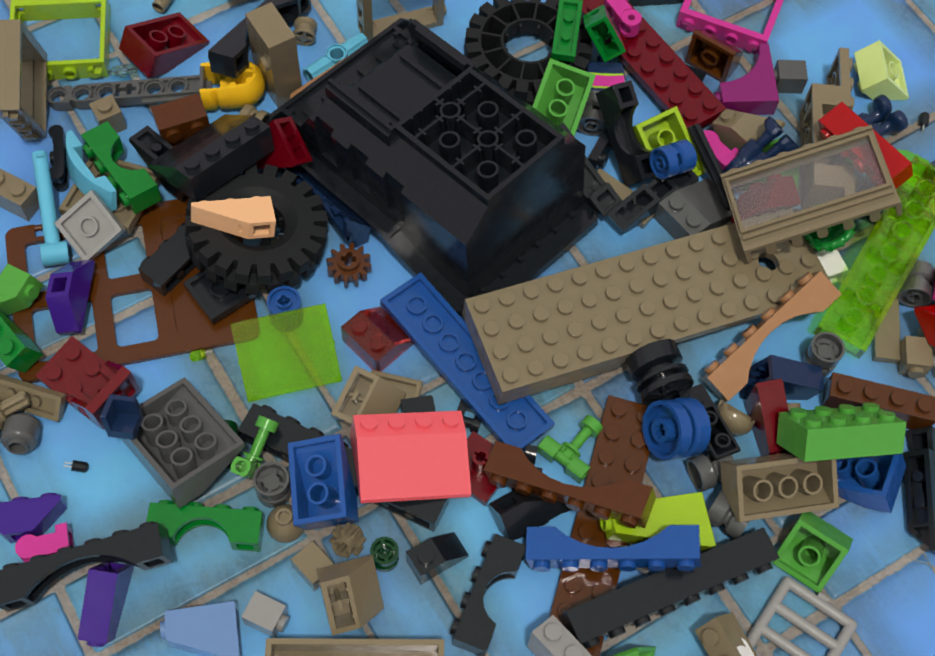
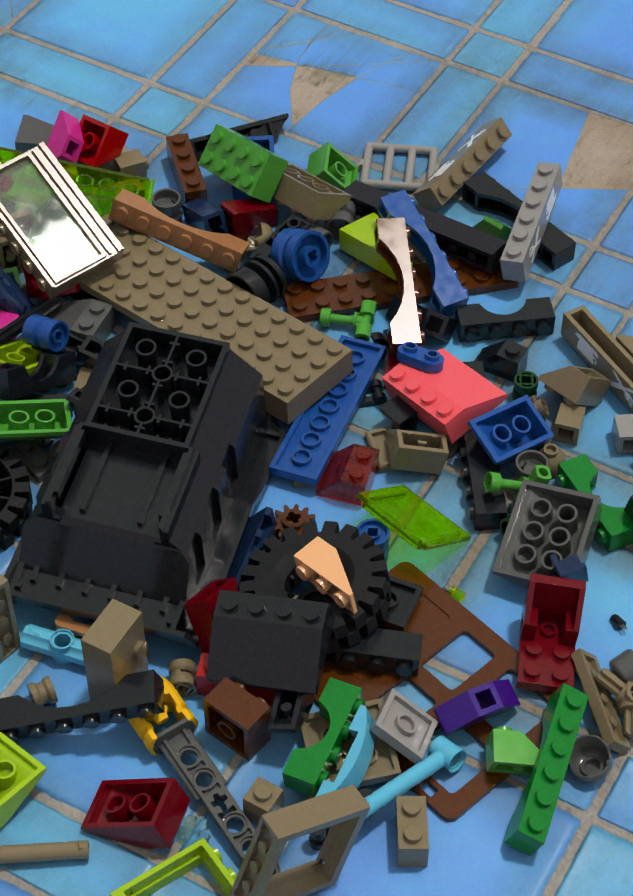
camera: 115 degrees left, 15 degrees down
(457, 448) = (420, 358): none -> blue plate

